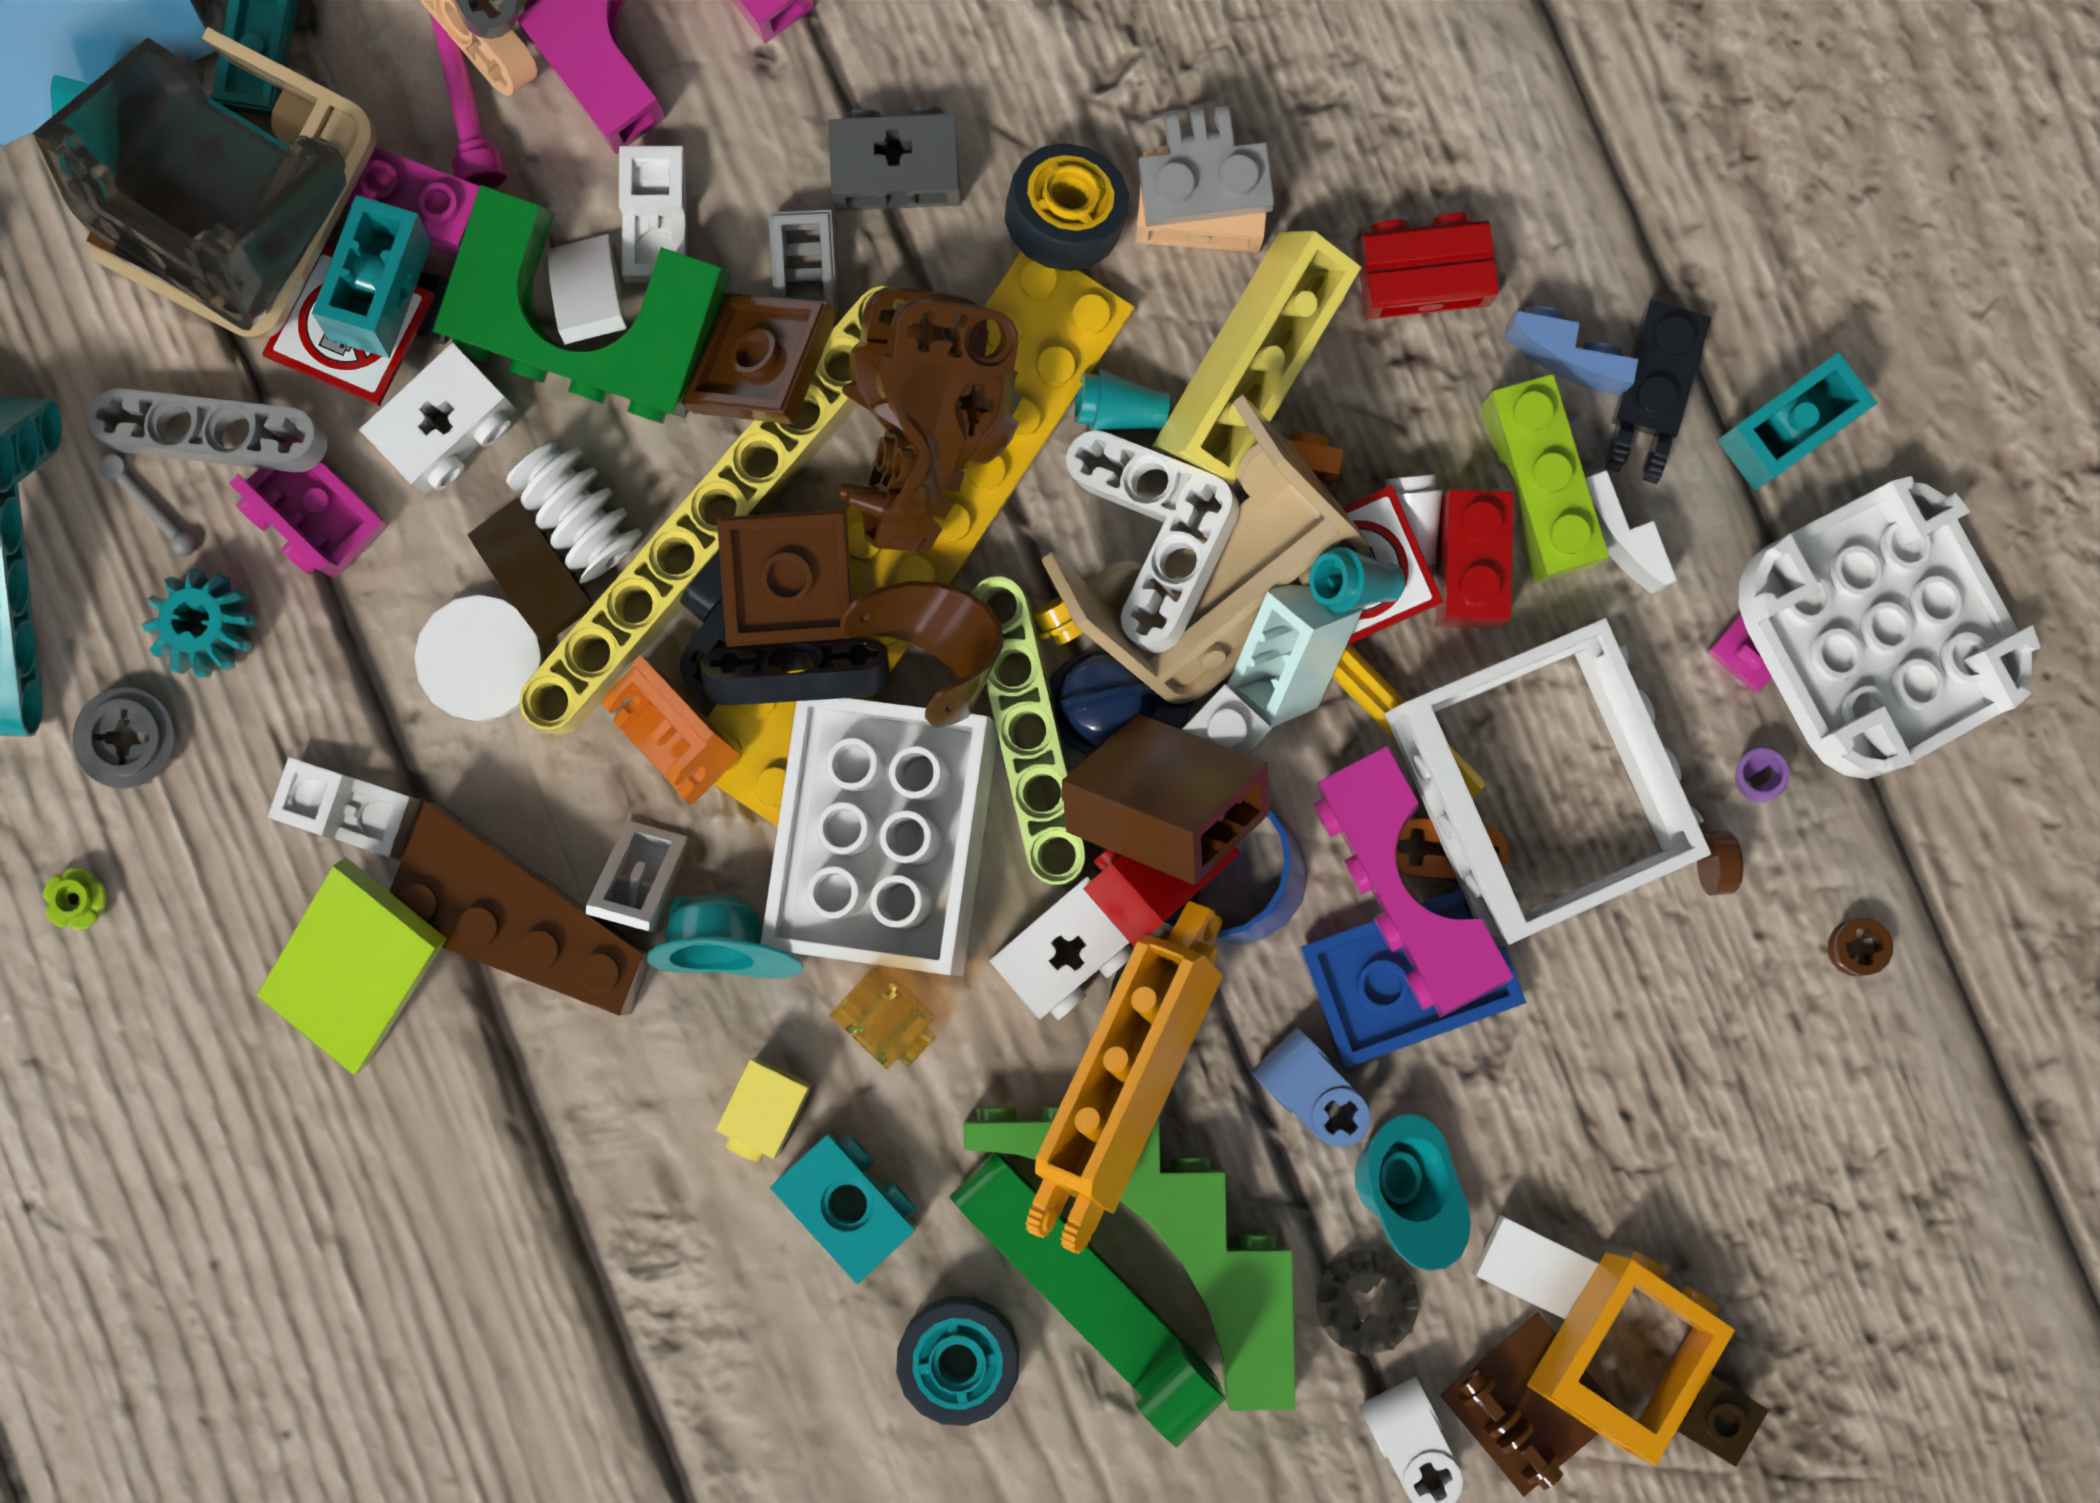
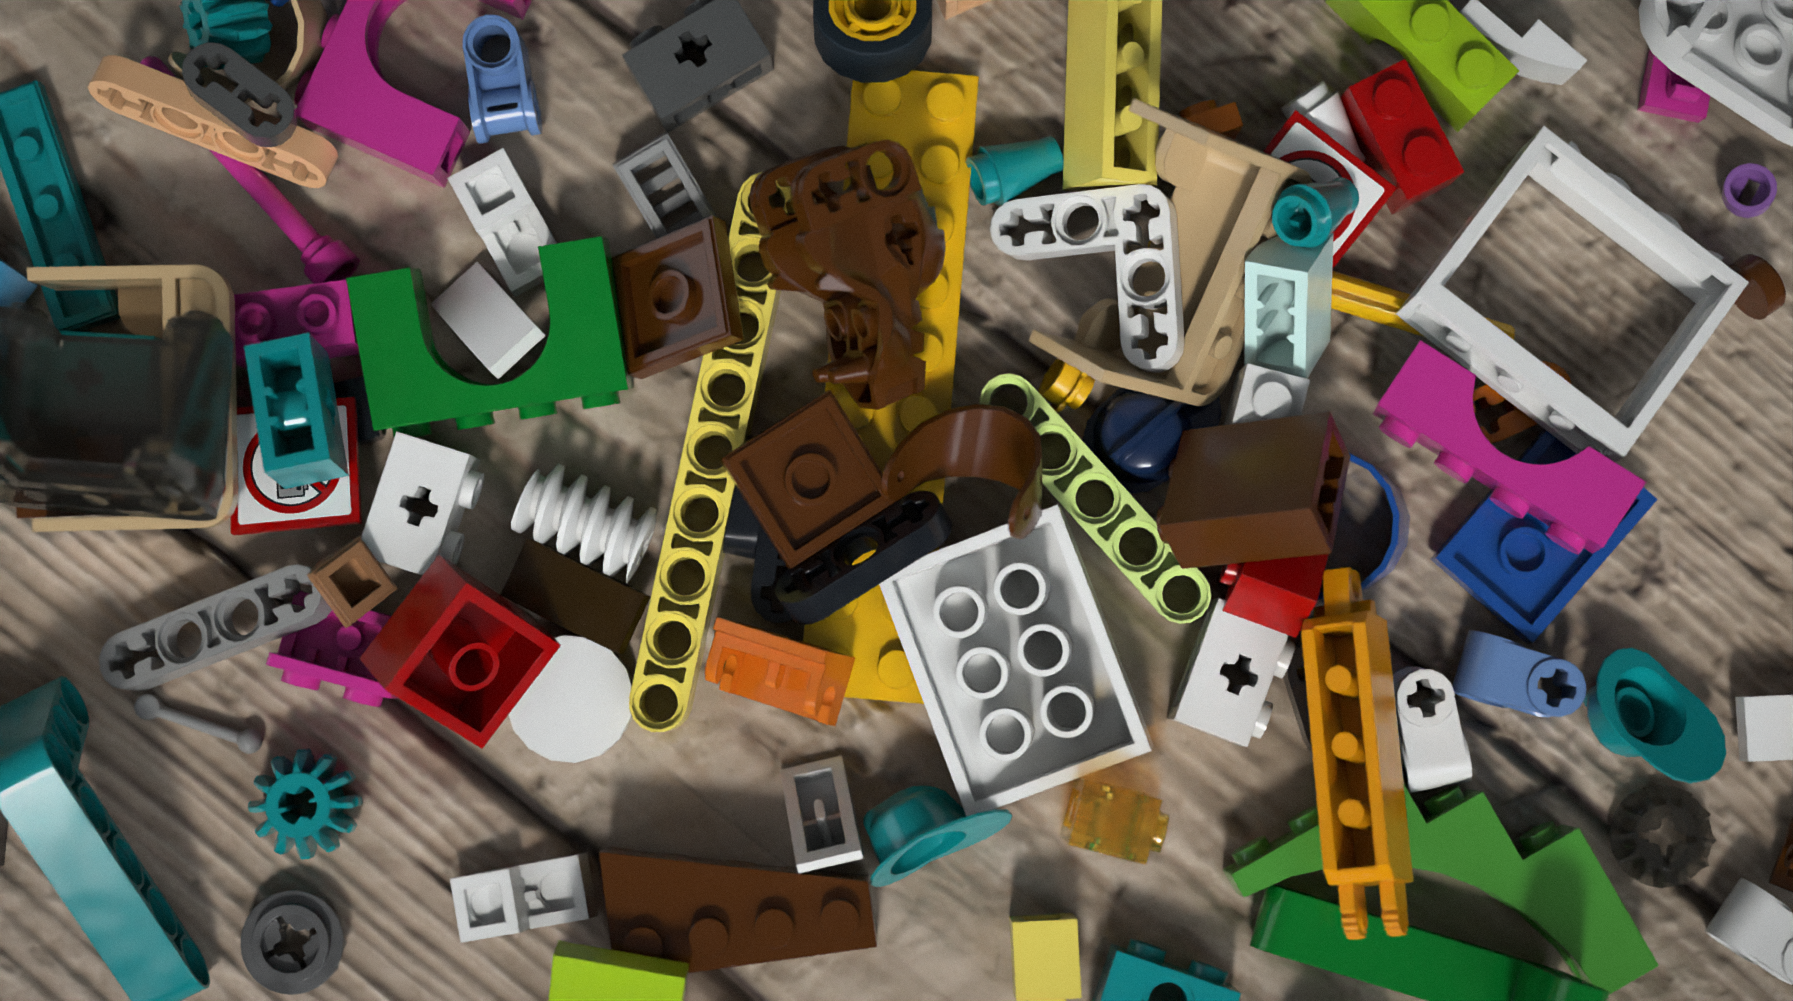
camera: 30 degrees left, 0 degrees up
(341, 451) = (351, 581): none -> medium nougat slope
(400, 563) = (459, 652): none -> red brick
(709, 98) = (502, 92): none -> medium blue piece
(1207, 1105) = (1430, 739): none -> white piece

